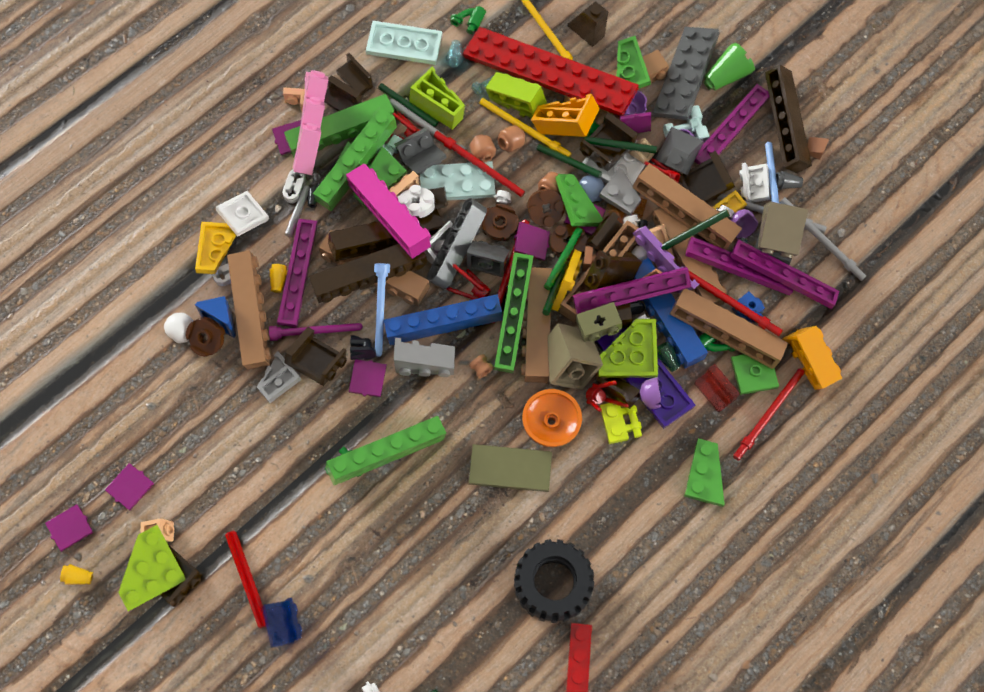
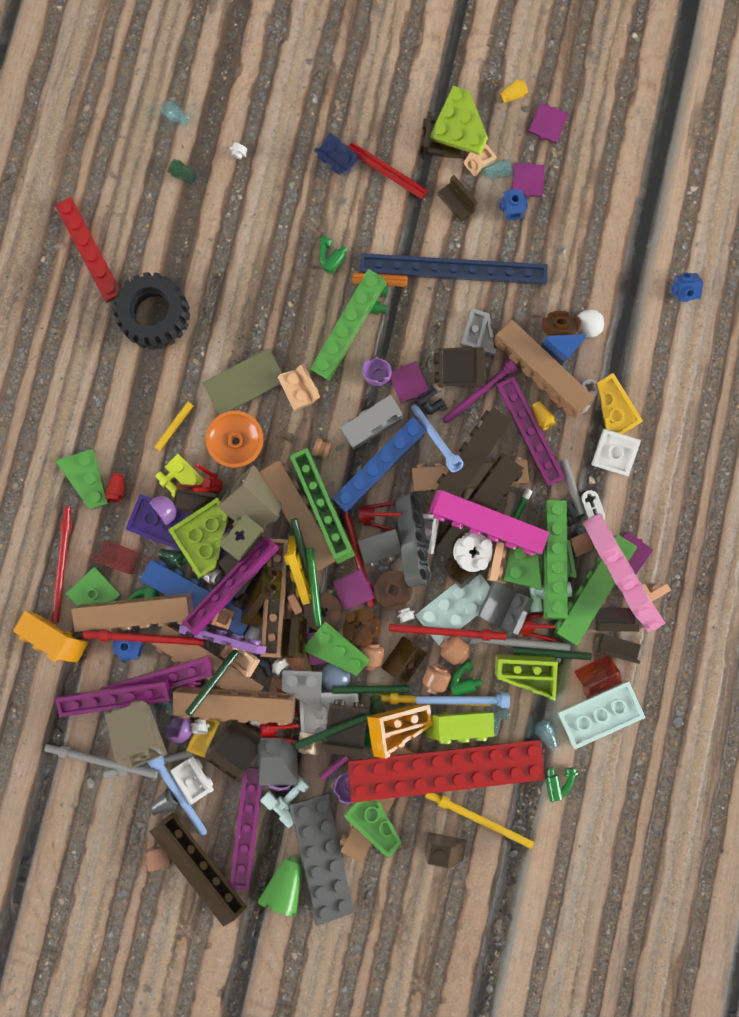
camera: 145 degrees right, 15 degrees up
(76, 301) = (687, 287): none -> blue brick
(147, 510) = (498, 169): none -> clear light blue cone
(161, 466) = (513, 204): none -> blue brick
(205, 507) = (458, 199): none -> dark brown panel
(258, 448) = (455, 268): none -> dark blue plate
(323, 166) = (581, 544): none -> nougat slope
(324, 478) = (391, 280): none -> orange axle
(353, 220) = (522, 503): none -> green bar
(353, 525) = (336, 258): none -> green plant
(385, 69) = (598, 676): none -> clear red panel
(389, 399) = (376, 371): none -> medium lavender hair
(465, 429) = (299, 387): none -> light nougat bracket
(471, 94) = (501, 700): none -> light blue piece
(491, 121) = (464, 686): none -> green plant
(528, 168) = (404, 660): none -> dark brown panel
(573, 144) = (376, 705): none -> clear green cone
(598, 469) = (173, 426): none -> yellow bar
(683, 446) = (115, 488): none -> red cone

